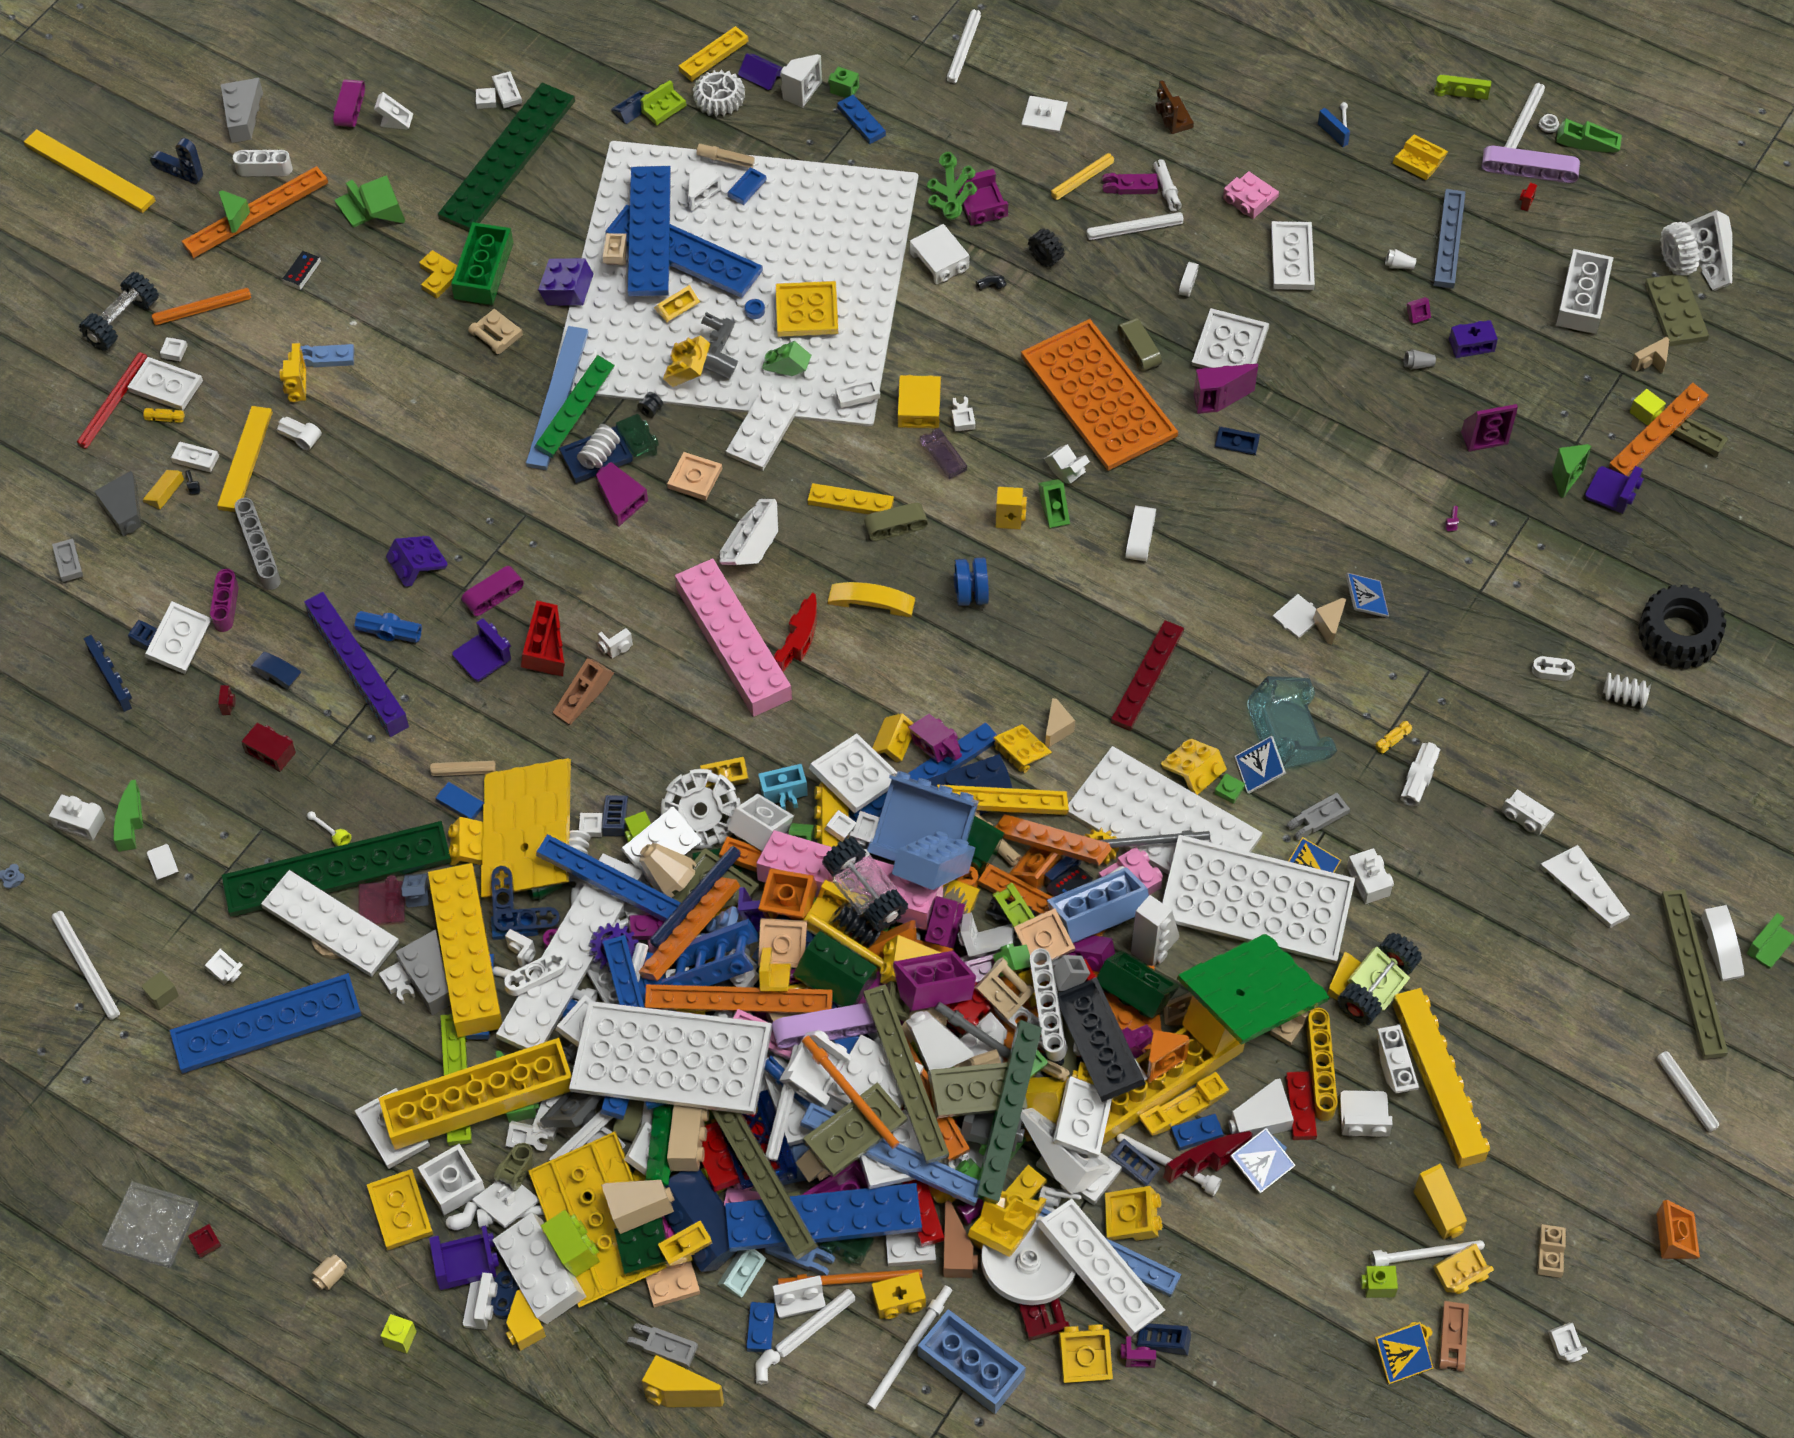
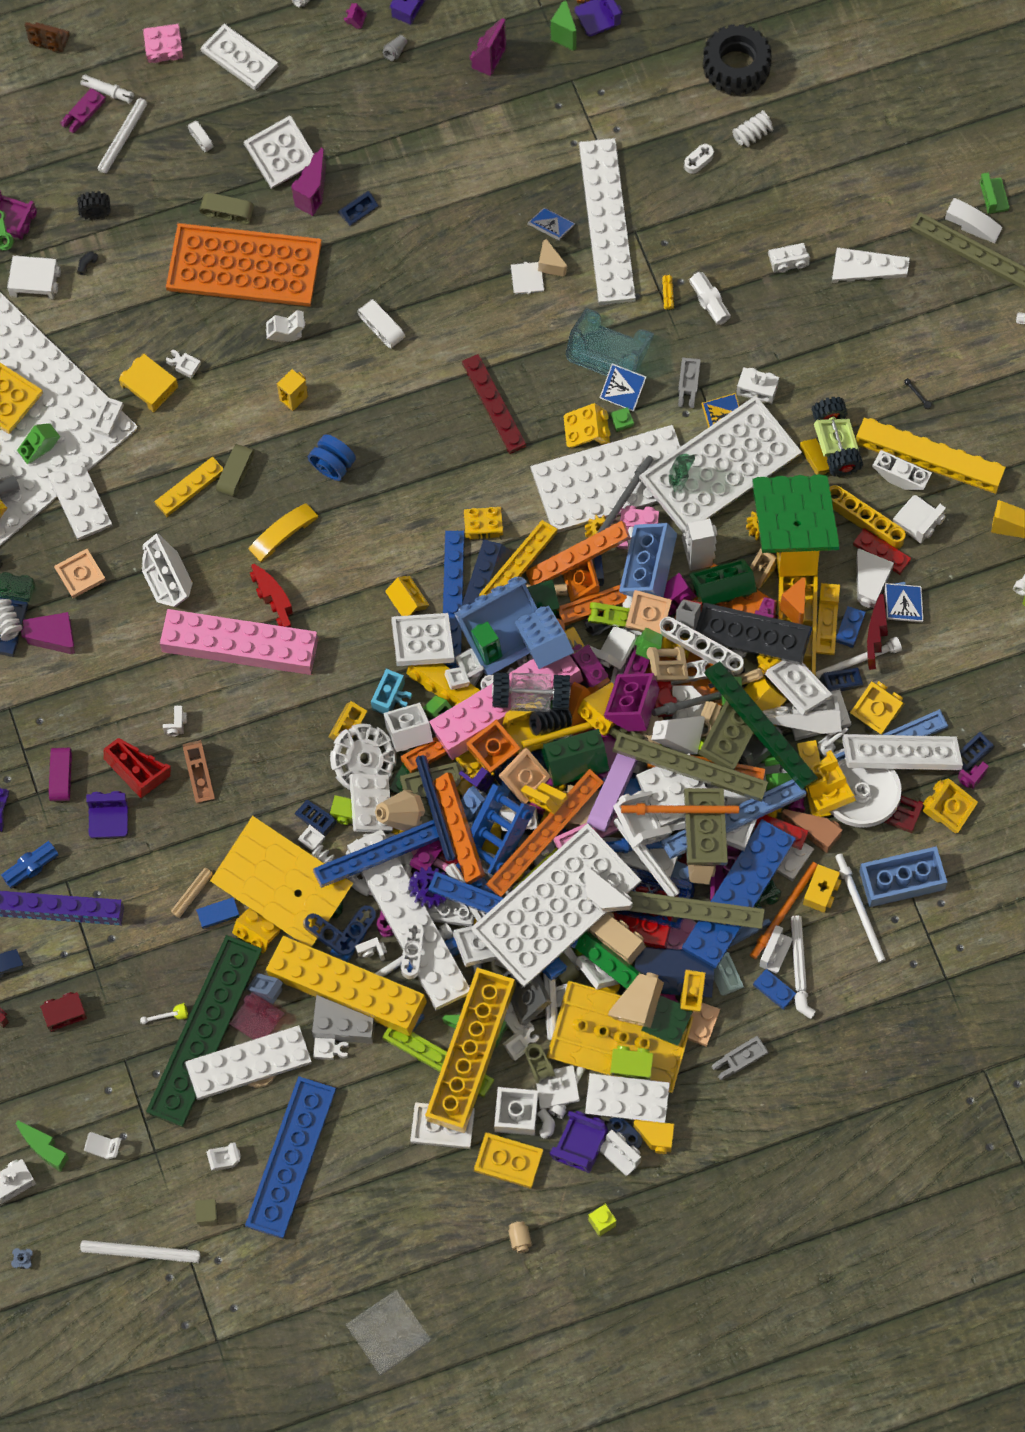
camera: 50 degrees left, 10 degrees up
(204, 1240) = (429, 1304): dark red plate -> none
(678, 1387) = (777, 1069): yellow slope -> none
(709, 1084) = (603, 893): none -> white slope
(891, 823) = (487, 643): none -> green slope
(935, 738) = (435, 570): magenta hinge -> none
(944, 453) = (204, 398): clear purple plate -> none
(1054, 502) = (308, 358): bright green slope -> none
(1059, 724) = (484, 485): tan slope -> none
(1069, 880) = (612, 568): black tile -> none
(1082, 176) = (48, 136): yellow axle -> none
(1214, 856) = (679, 471): none -> clear green bracket
(1415, 639) = (607, 222): none -> white plate
(1451, 523) = (539, 128): magenta hand -> none
(1493, 1038) = (927, 405): none -> black hinge

